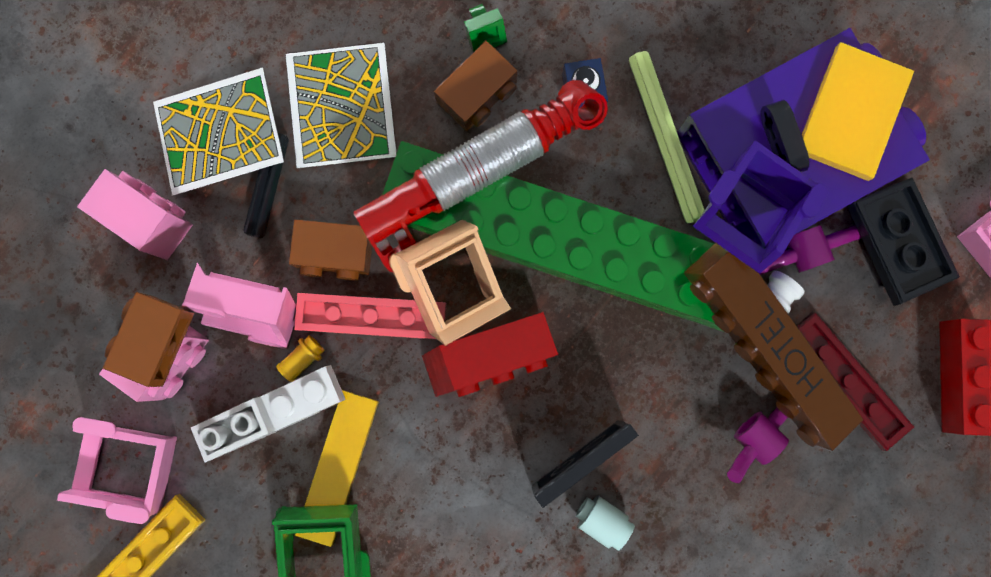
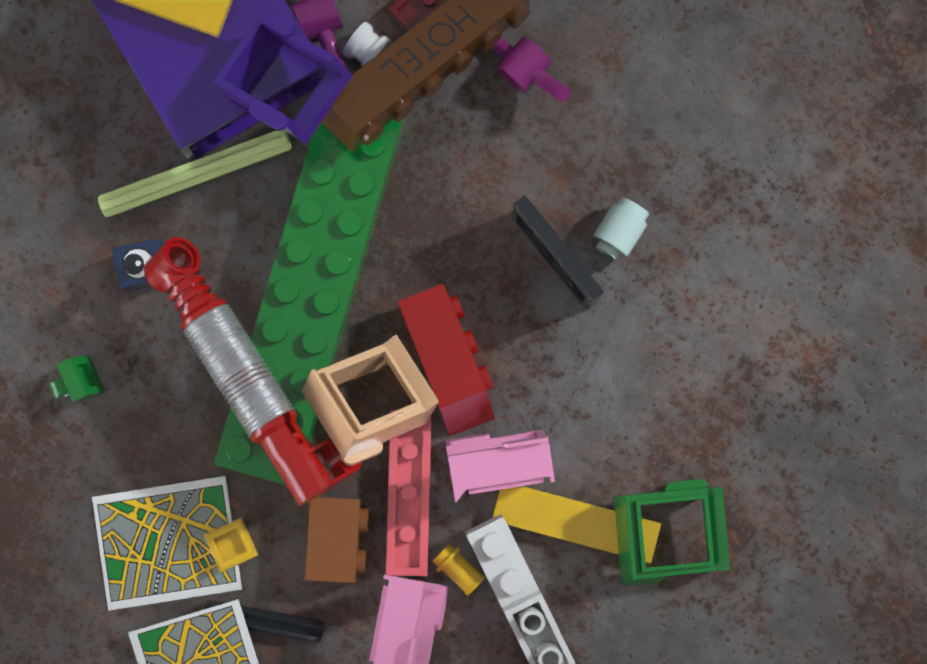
camera: 95 degrees left, 0 degrees up
(334, 159) = (231, 545): none -> yellow tile
(390, 399) = (498, 462): none -> bright pink piece
(477, 87) = (145, 386): dark orange brick -> none
(784, 134) = (204, 50): black beam -> none

